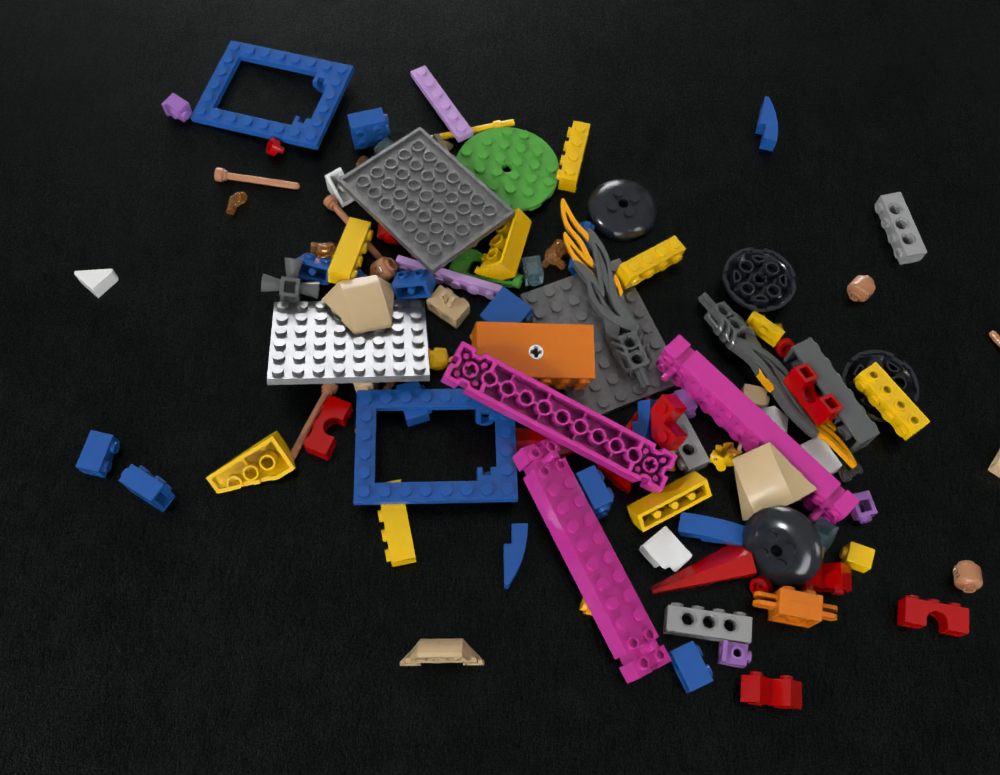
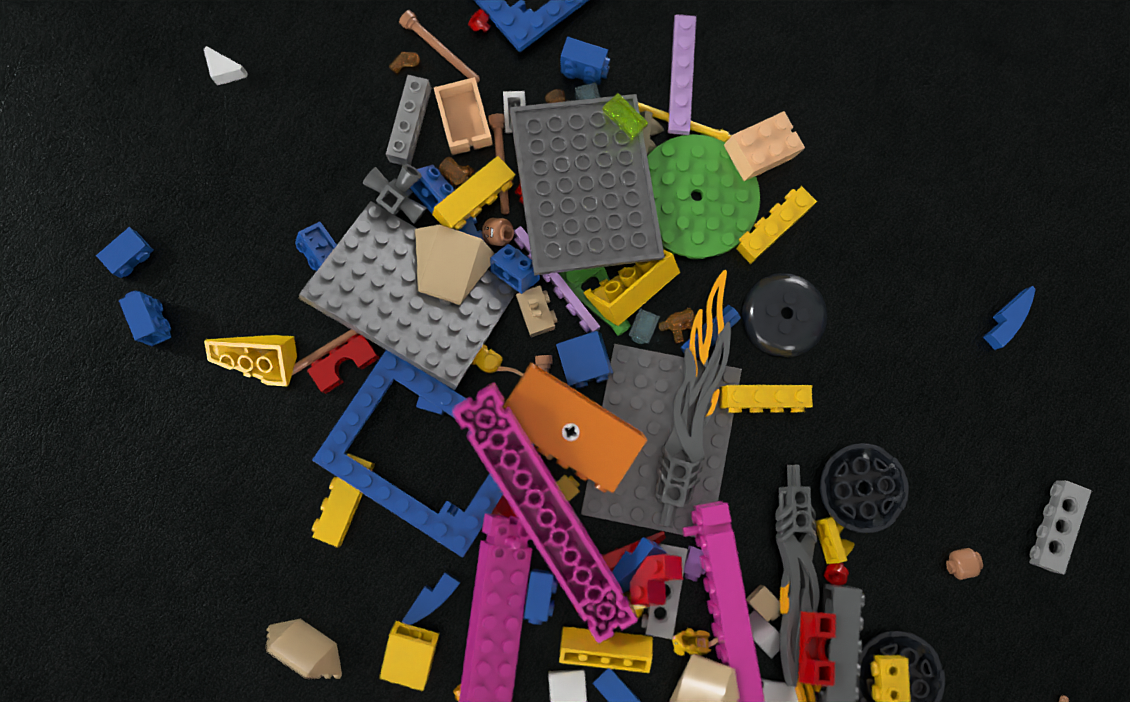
camera: 35 degrees right, 15 degrees up
(251, 360) = (315, 244): none -> blue bracket
(266, 236) = (408, 120): none -> light grey brick
(305, 210) = (463, 116): none -> light nougat piece
(423, 140) = (625, 116): none -> clear neon green plate
(528, 603) = (409, 655): none -> yellow brick
(529, 112) = (763, 146): none -> light nougat piece

